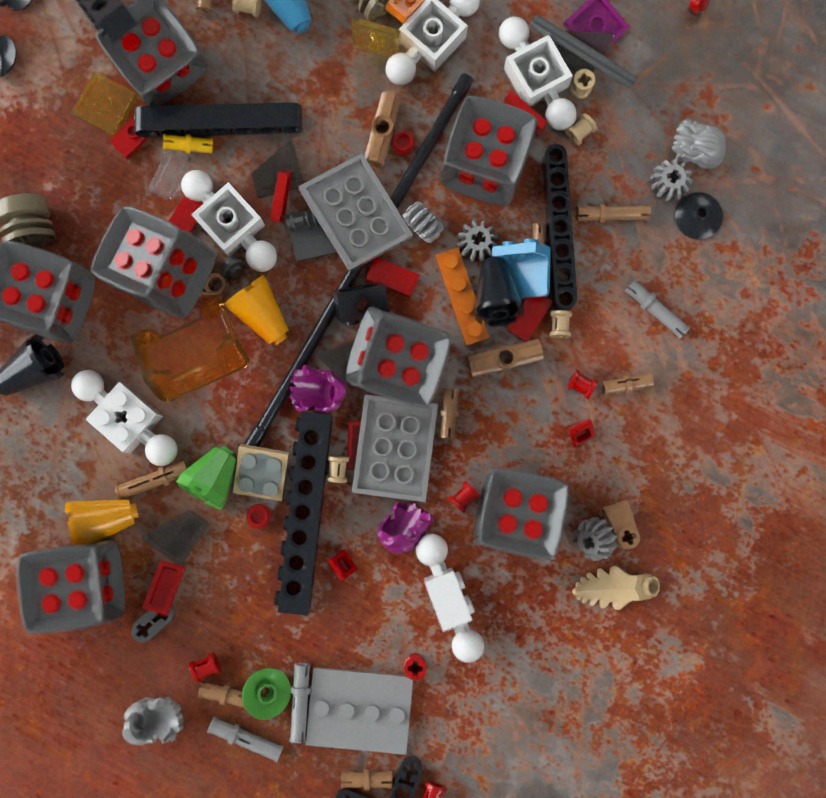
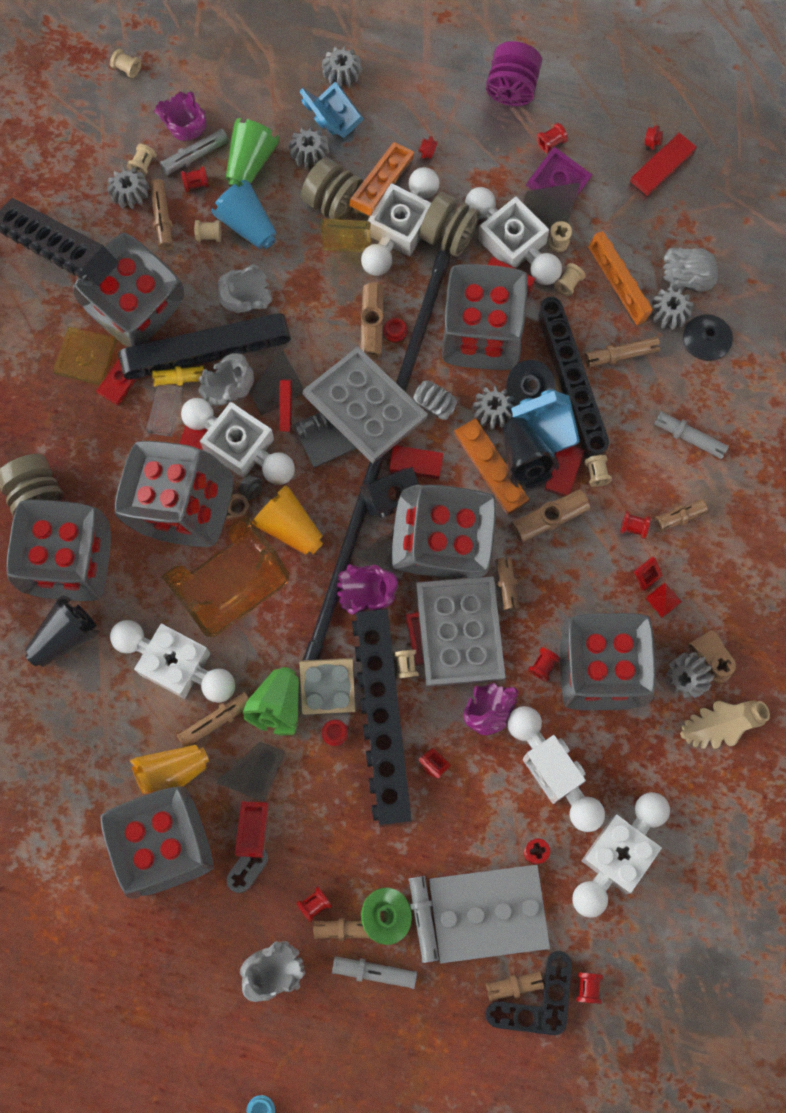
camera: 10 degrees left, 10 degrees down
(233, 161) = (229, 382): none -> light grey hair
(267, 71) = (244, 290): none -> light grey hair
(478, 47) = (447, 223): none -> dark tan wheel
(490, 705) = (591, 896): none -> white brick
(507, 223) = (521, 375): none -> black dish
(584, 51) = (554, 205): dark grey axle -> none
(590, 460) = (663, 600): none -> red slope
(629, 138) = (620, 278): none -> orange plate
(702, 31) = (663, 164): none -> red tile

